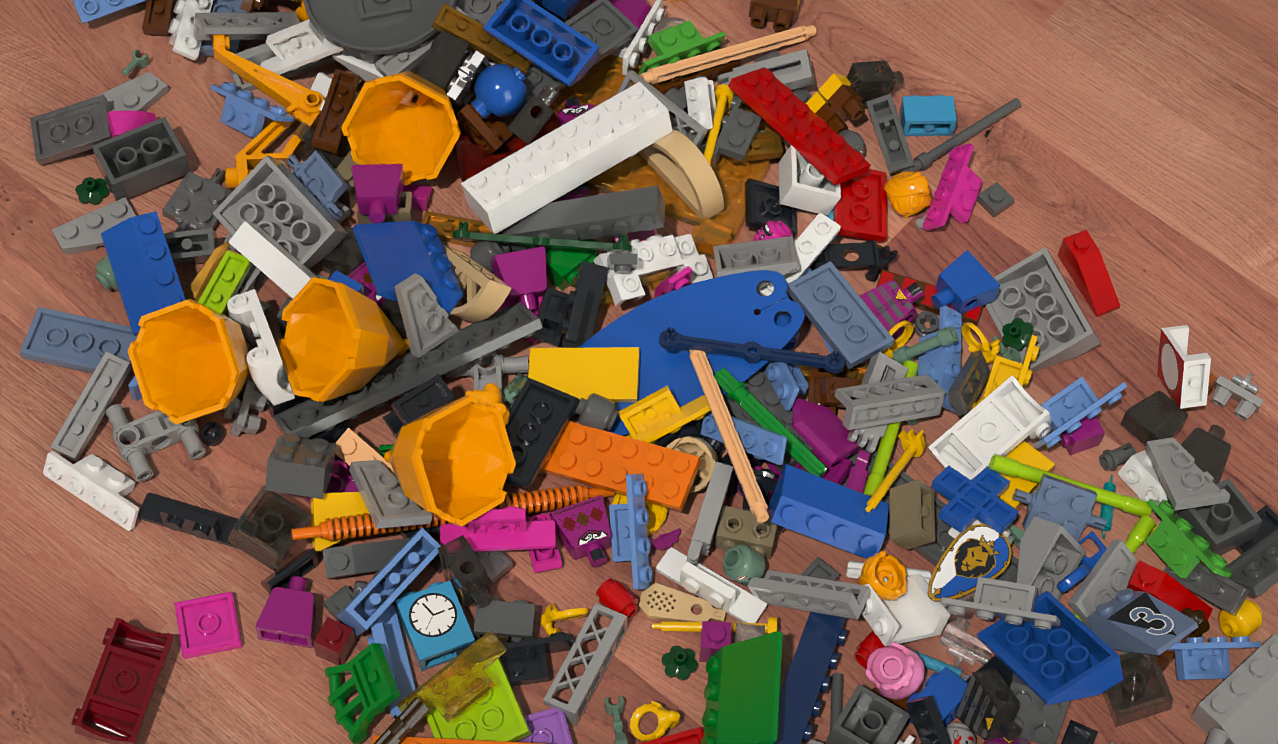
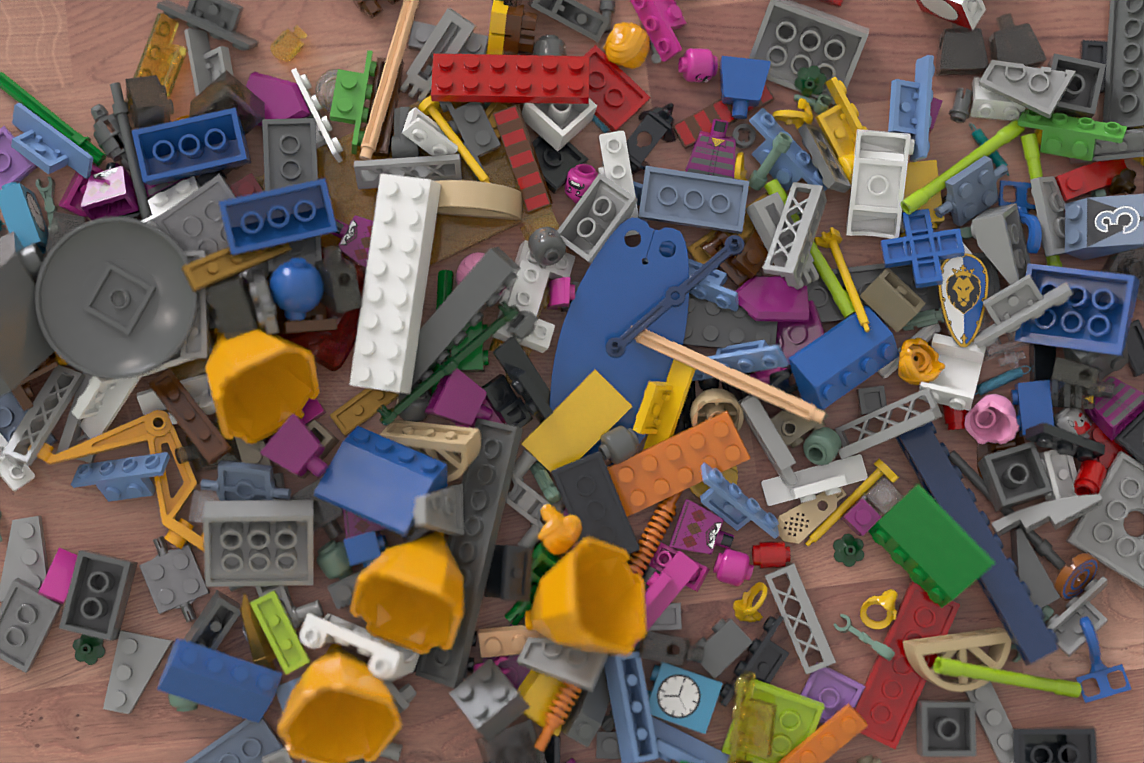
camera: 45 degrees left, 25 degrees up
(271, 258) = (298, 577): white brick -> none
(579, 578) = (733, 567): none -> dark pink head
(665, 540) = (750, 479): magenta piece -> none
(700, 242) = (546, 246): none -> dark grey head
(737, 392) = (737, 333): green axle -> none
(749, 180) = (522, 158): none -> tile
(859, 474) = (827, 306): magenta bar -> none
(919, 560) = (924, 319): none -> sand green axle
(944, 248) = (698, 65): none -> dark pink head

